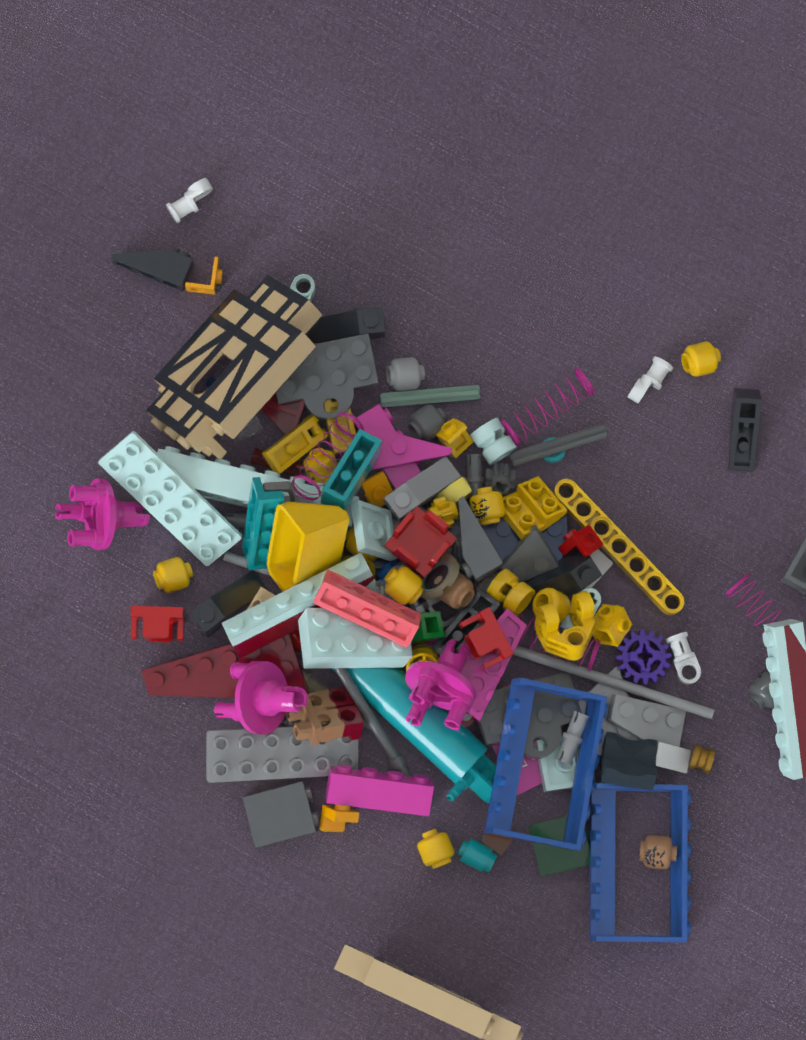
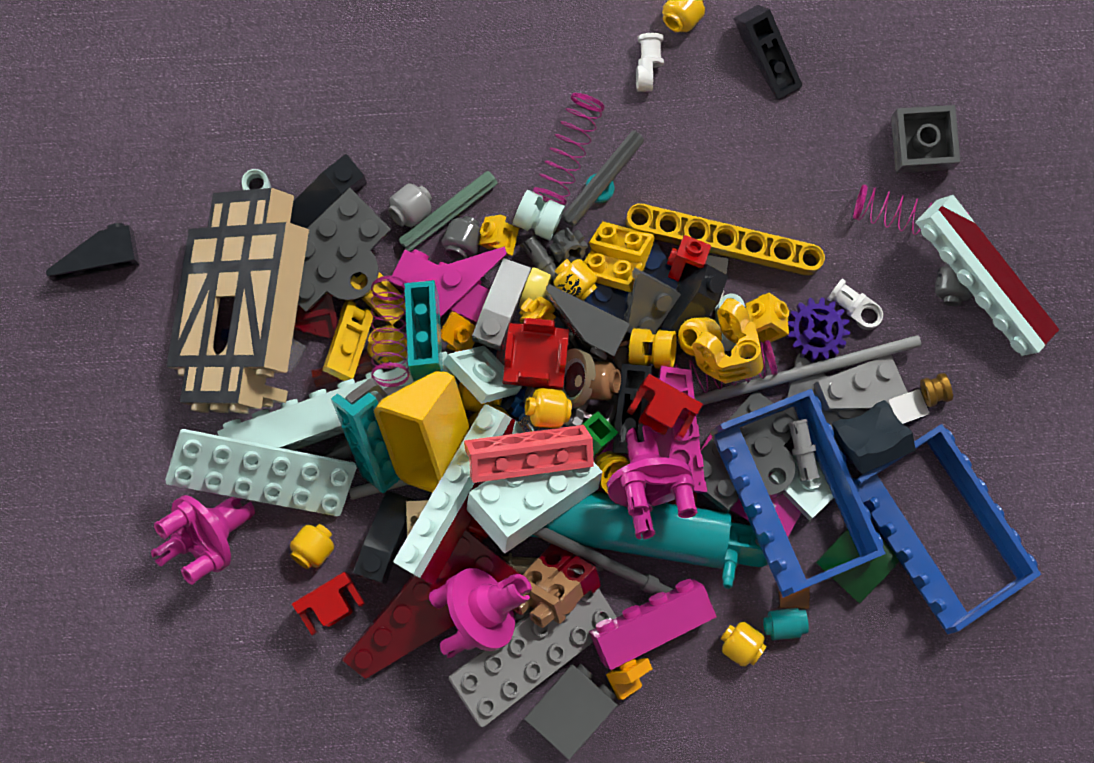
camera: 40 degrees left, 0 degrees up
(187, 203) = (87, 176): white connector -> none
(217, 275) = (161, 246): light orange bracket -> none
(657, 852) = (955, 506): medium nougat head -> none

